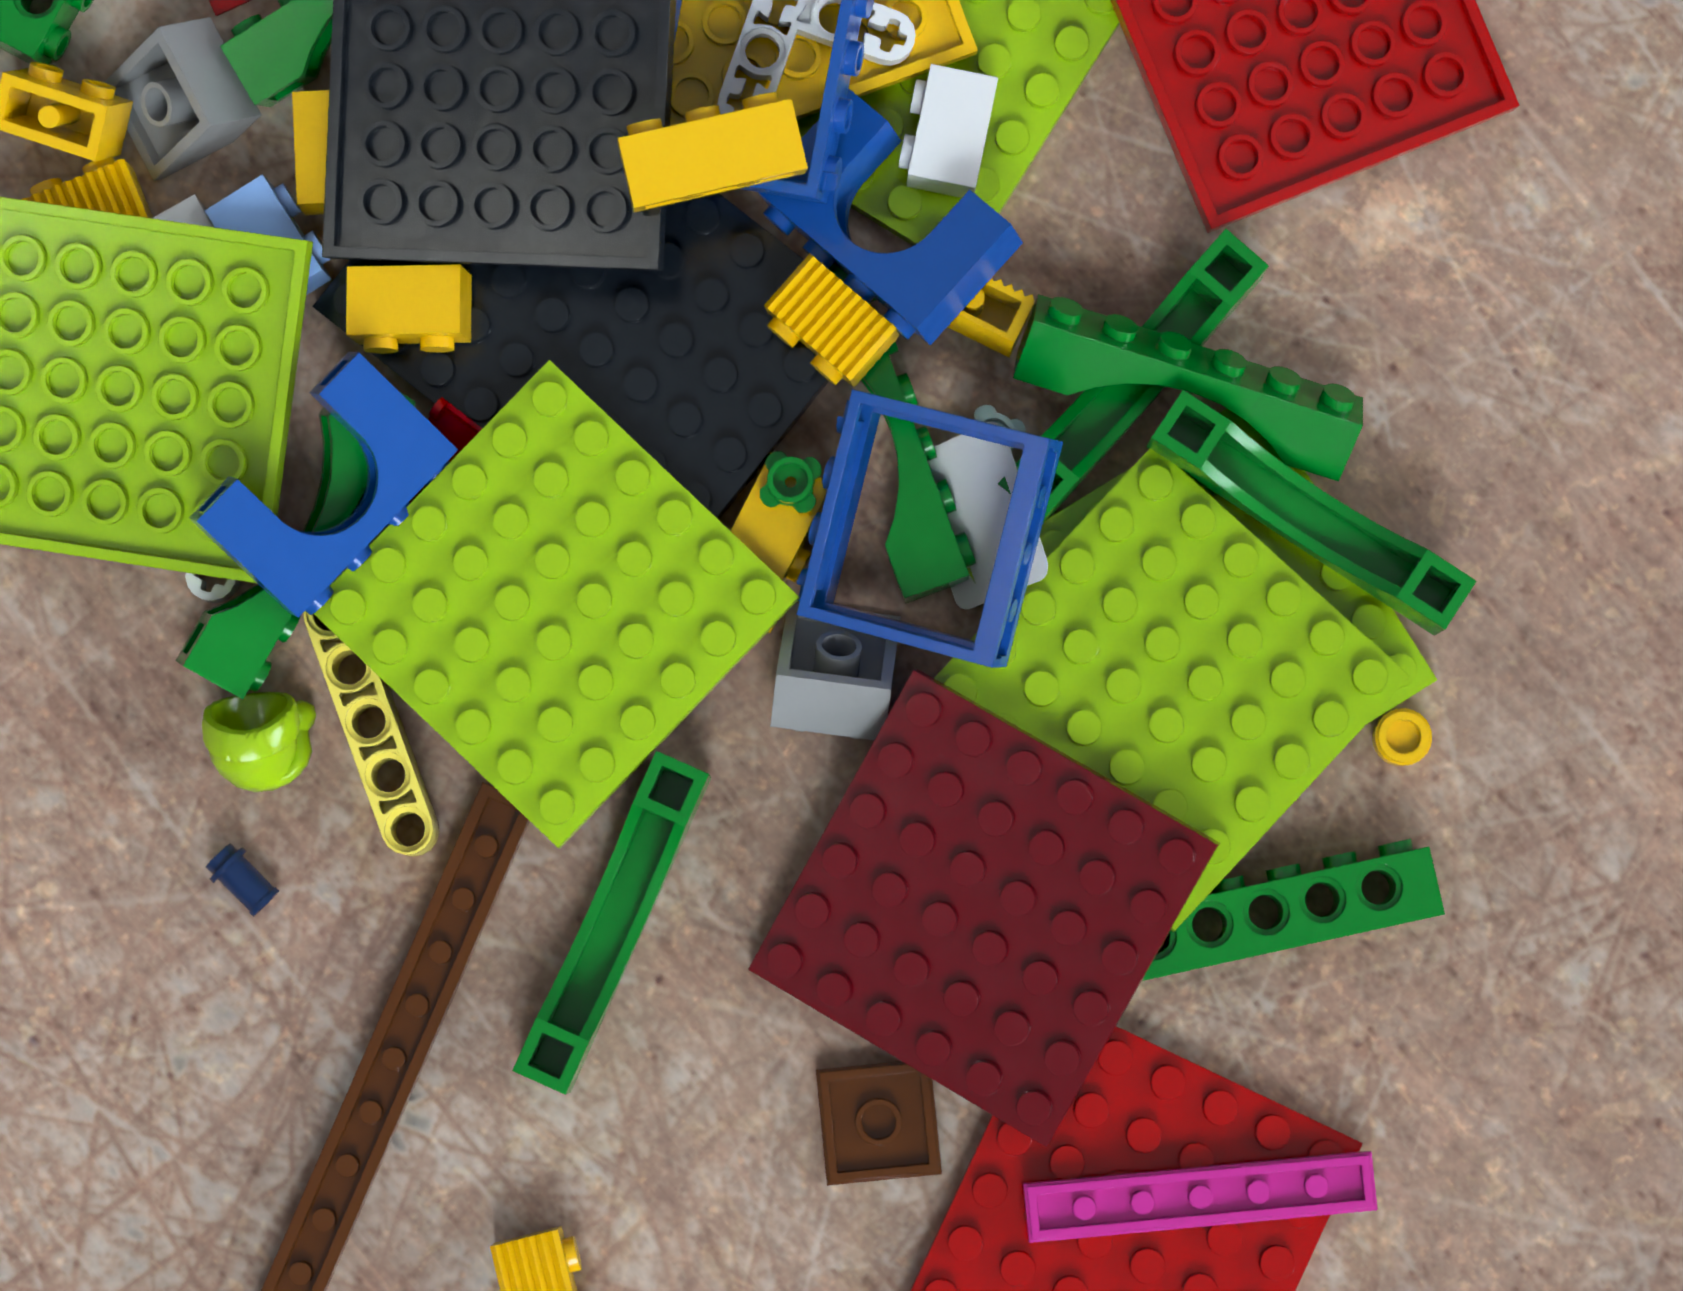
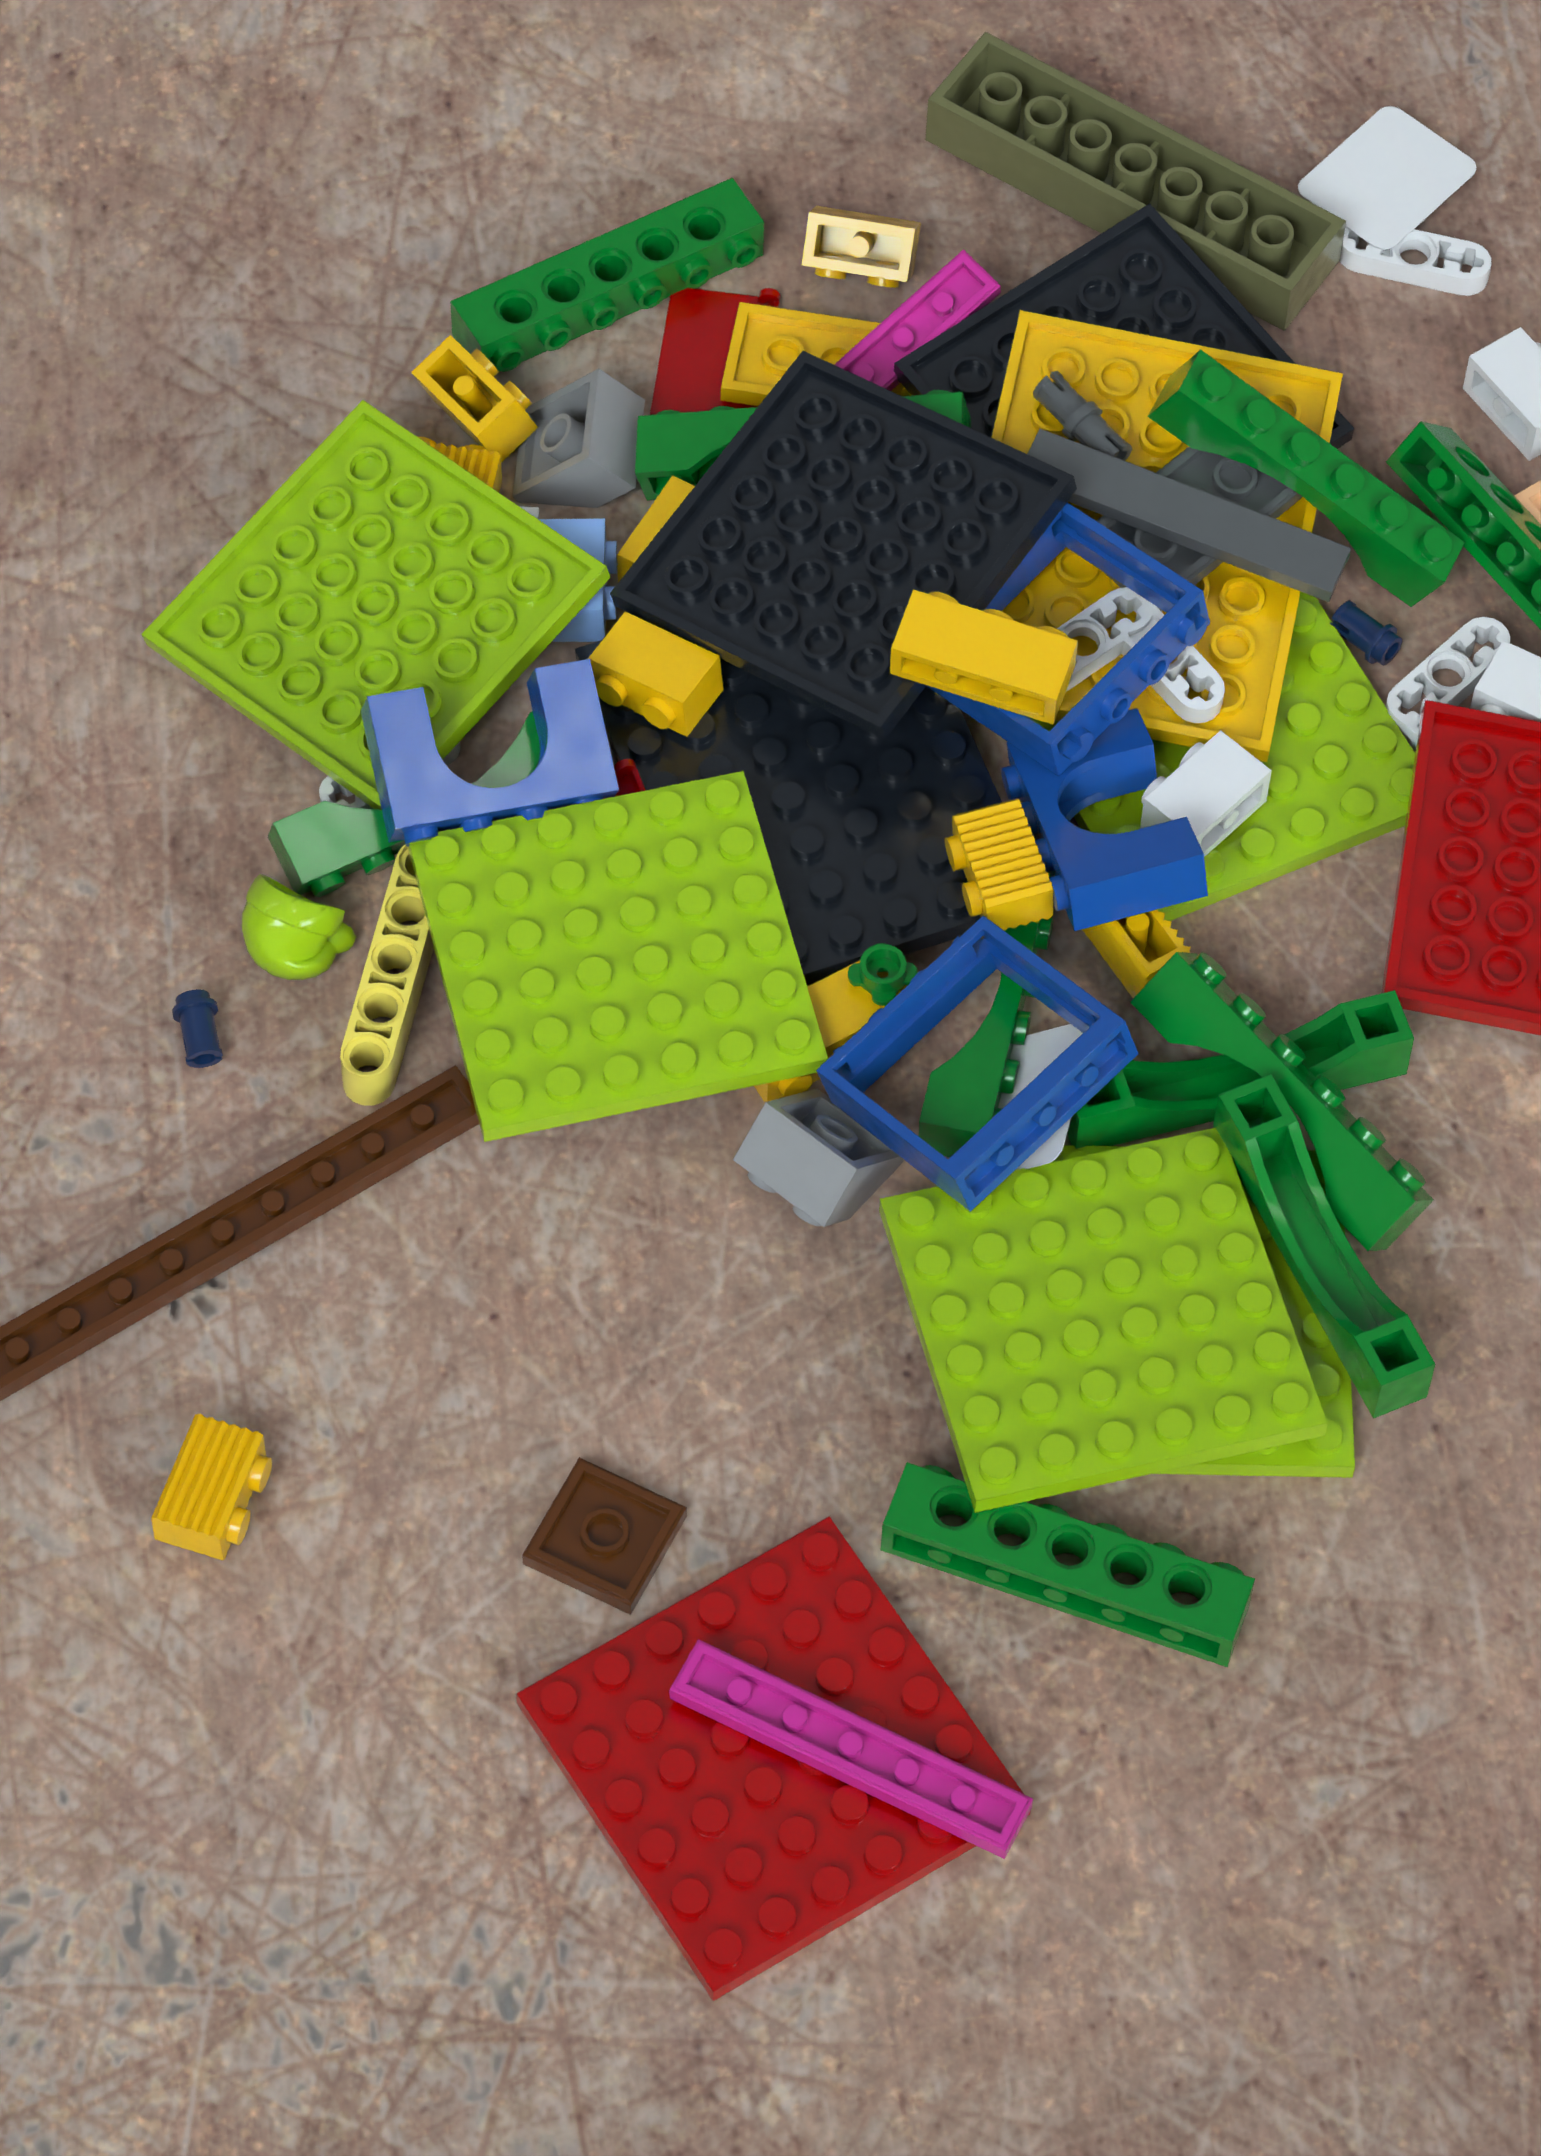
camera: 30 degrees right, 25 degrees down
(612, 923) = (407, 1279): green arch -> none
(983, 906) = (819, 1393): dark red plate -> none
(1402, 737) = (1292, 1500): yellow tile -> none

